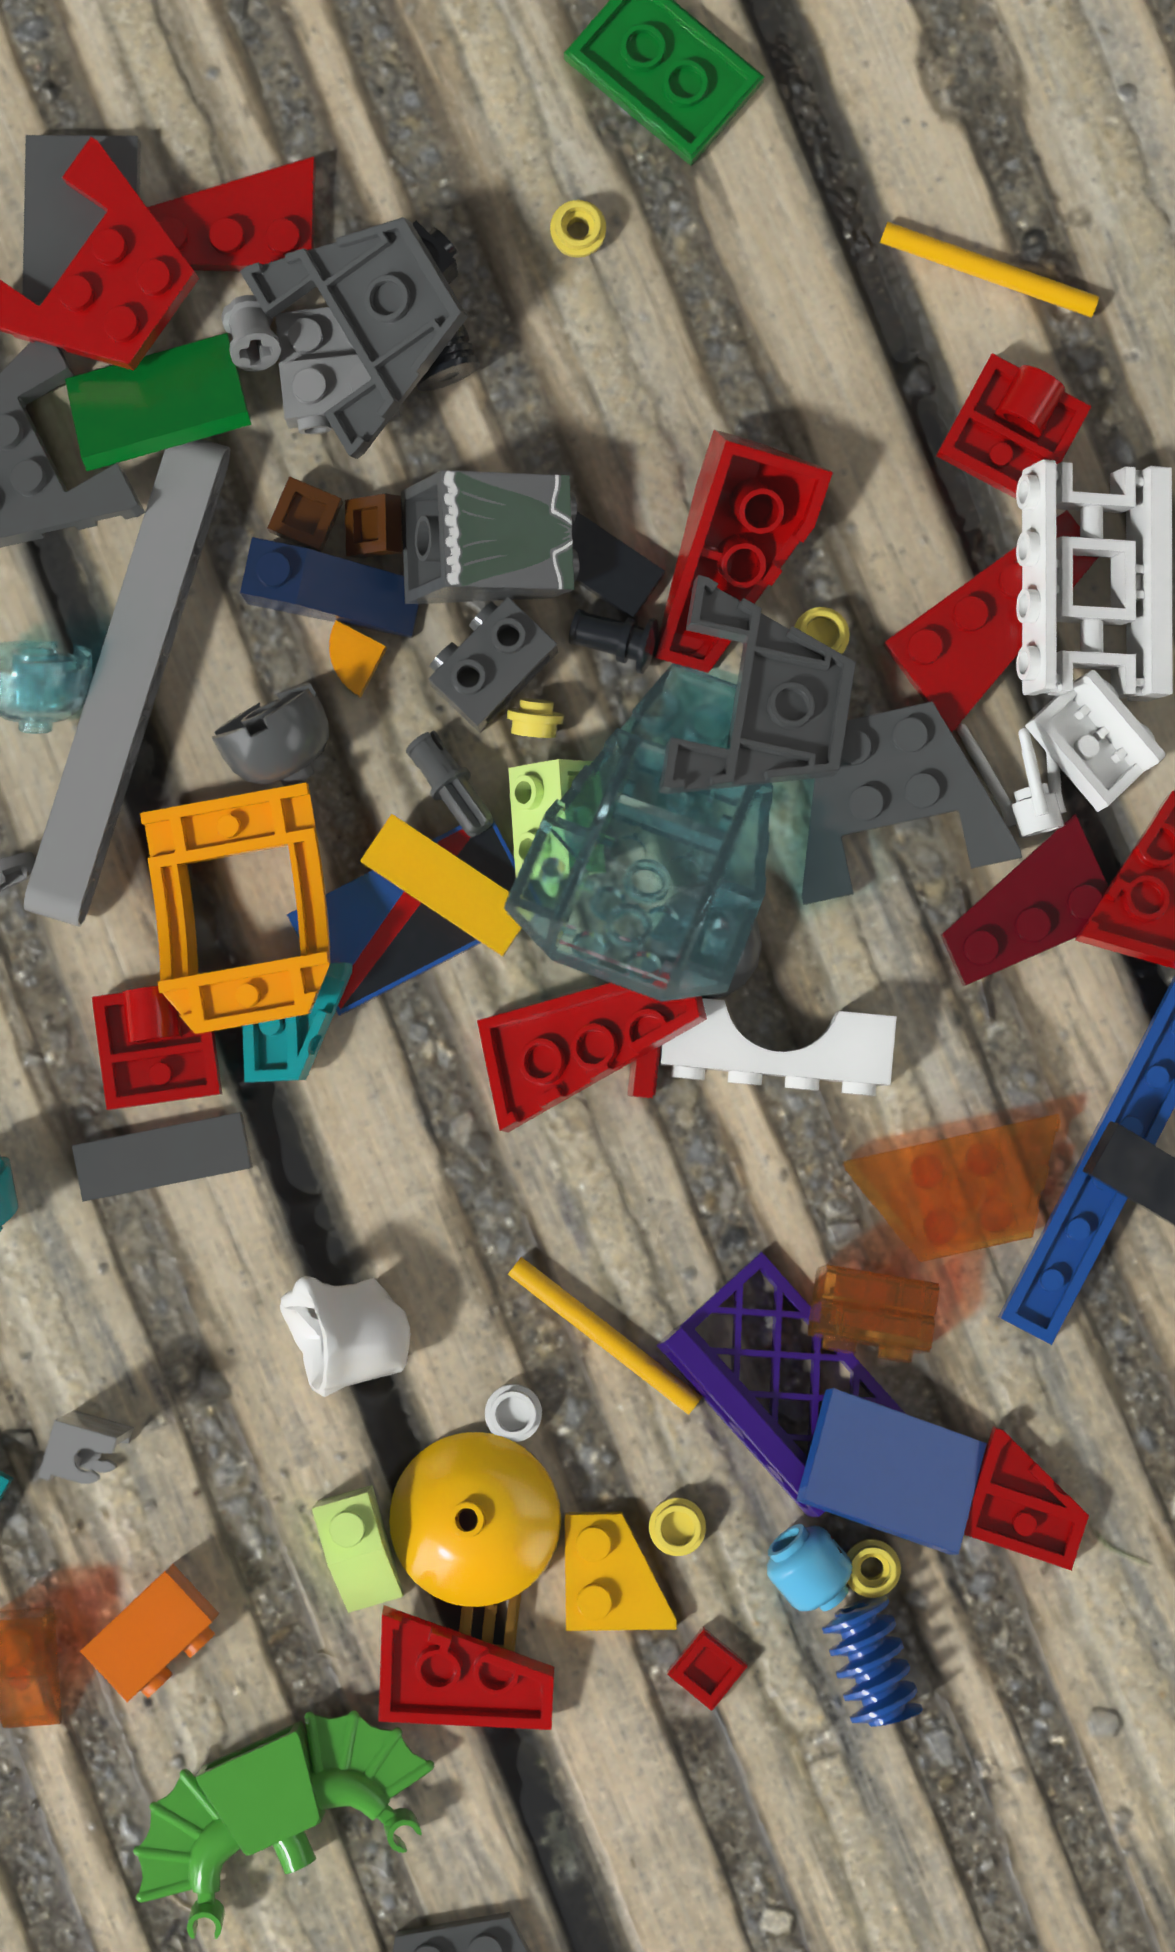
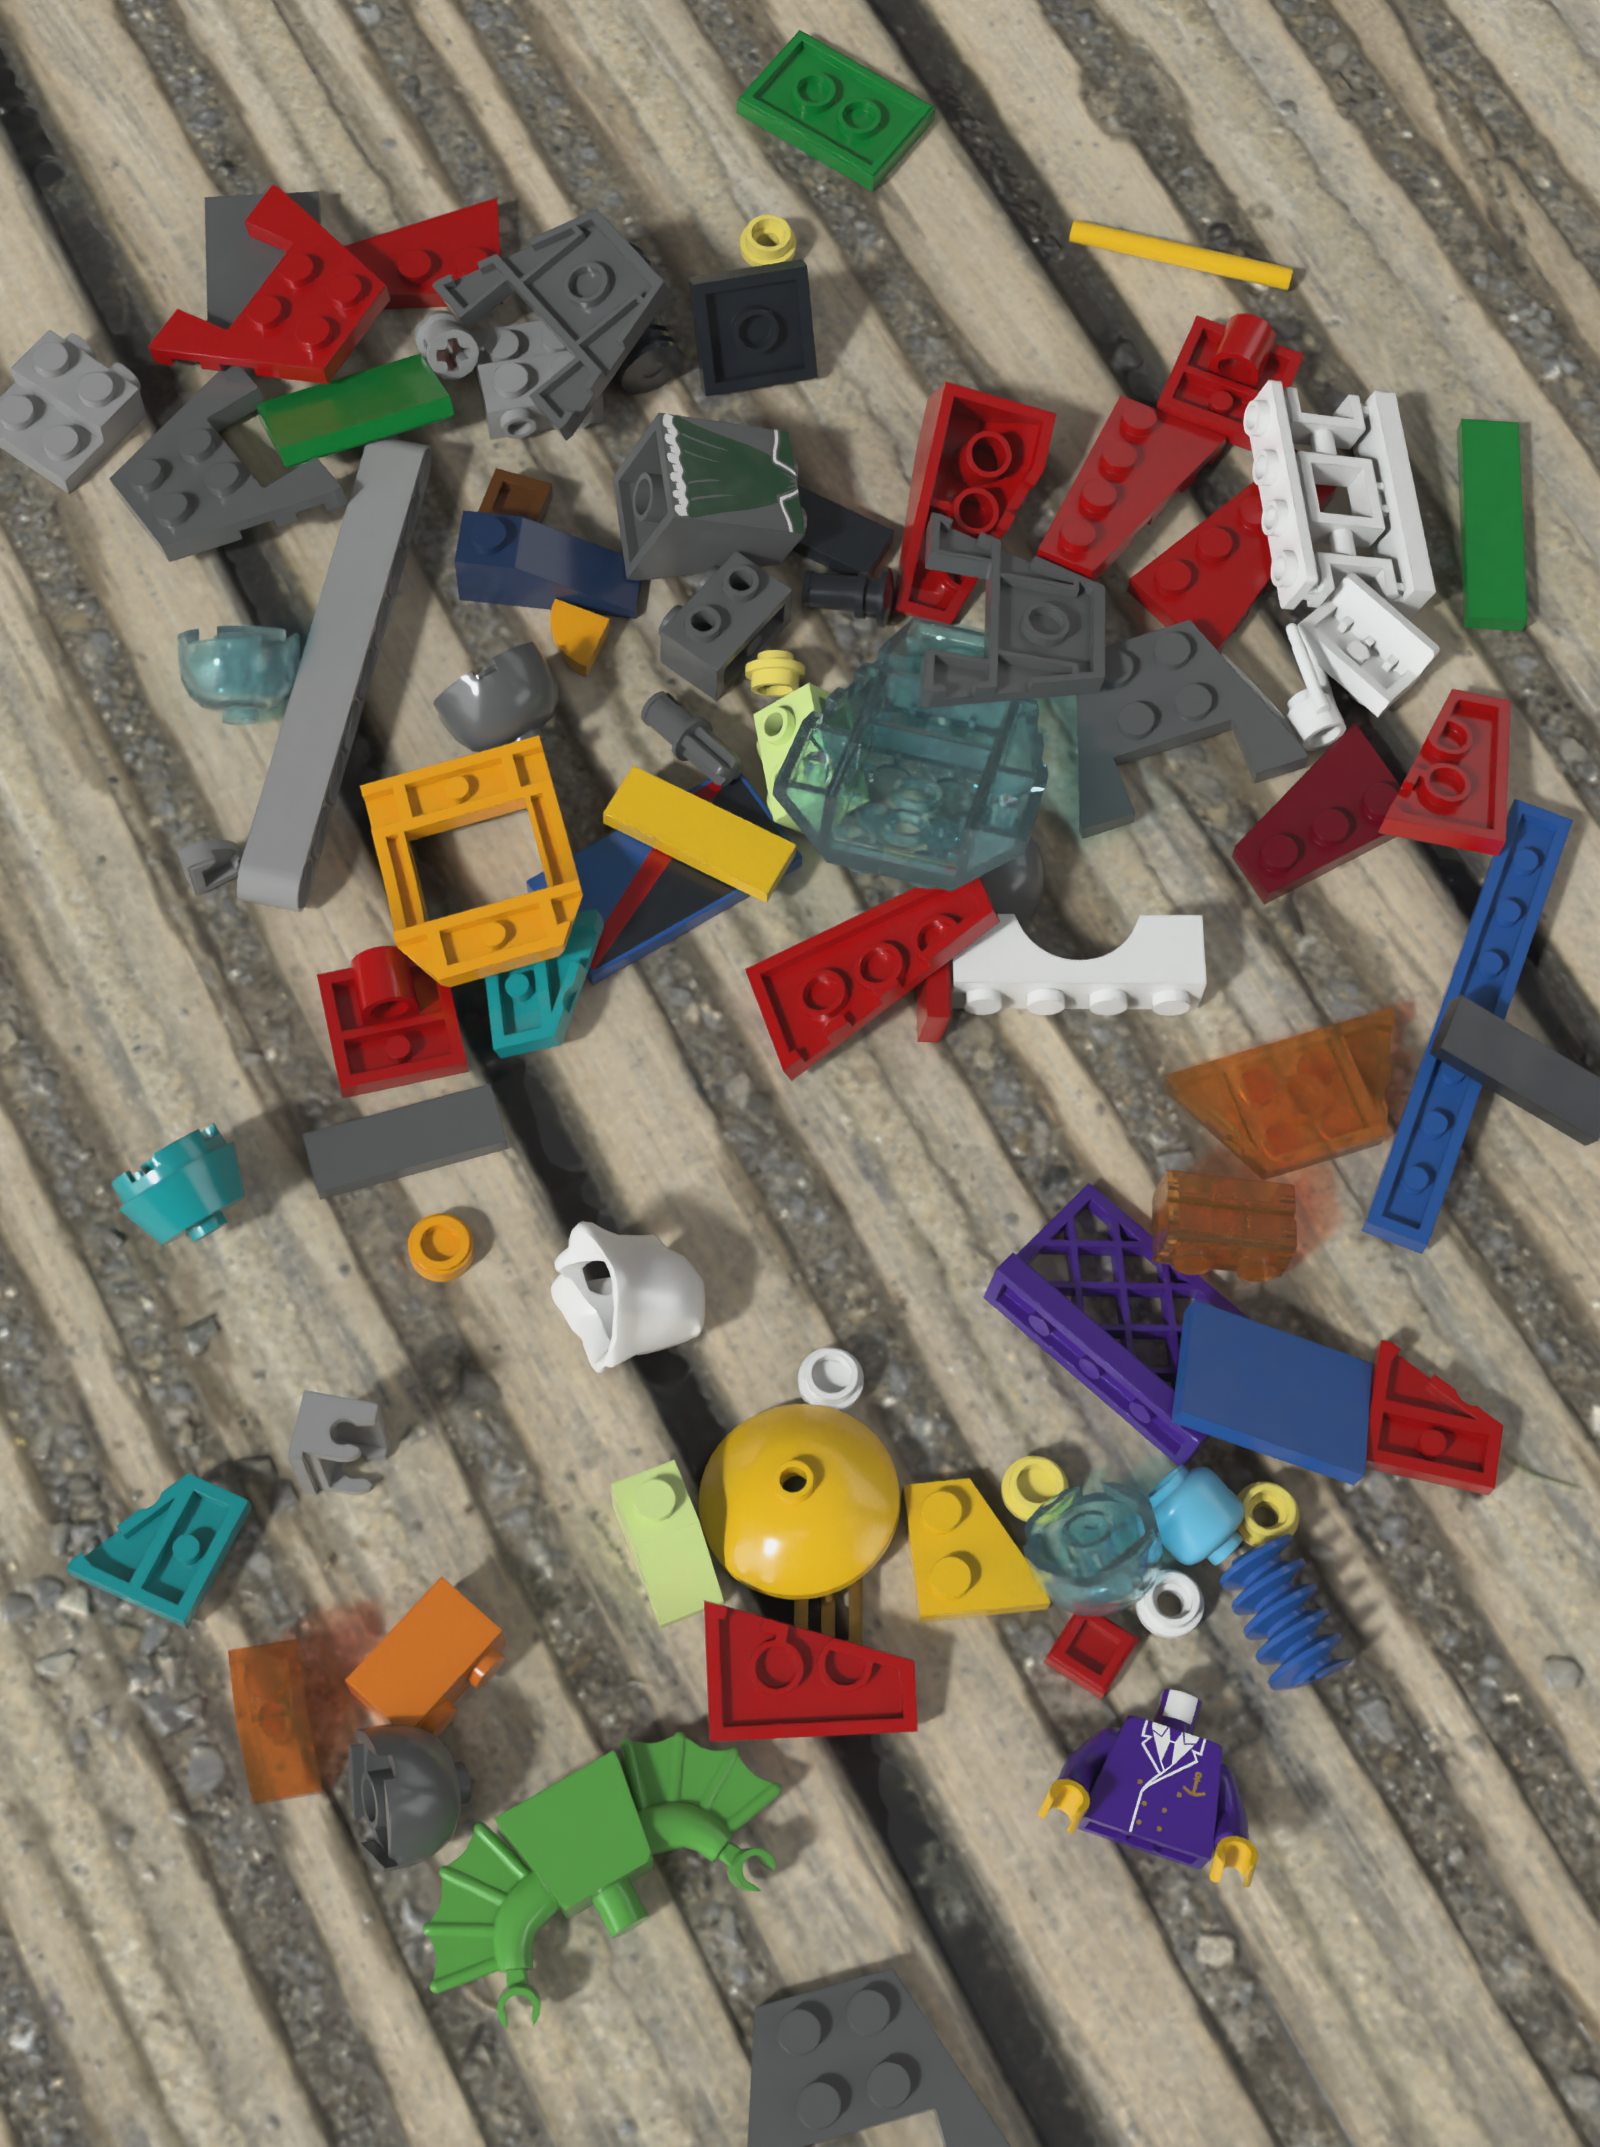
camera: 15 degrees left, 20 degrees down
(126, 1745) = (407, 1793): none -> dark grey cylinder
(187, 1258) = (441, 1247): none -> light orange tile
(373, 525) = (588, 506): reddish brown plate -> none
(550, 342) = (753, 327): none -> black tile
(605, 1335) = (925, 1289): yellow bar -> none
(715, 1597) = (1094, 1549): none -> clear light blue cylinder
(742, 1800) = (1158, 1791): none -> dark purple torso
(778, 1655) = (1189, 1597): none -> white plate
(899, 532) = (1125, 484): none -> red wing

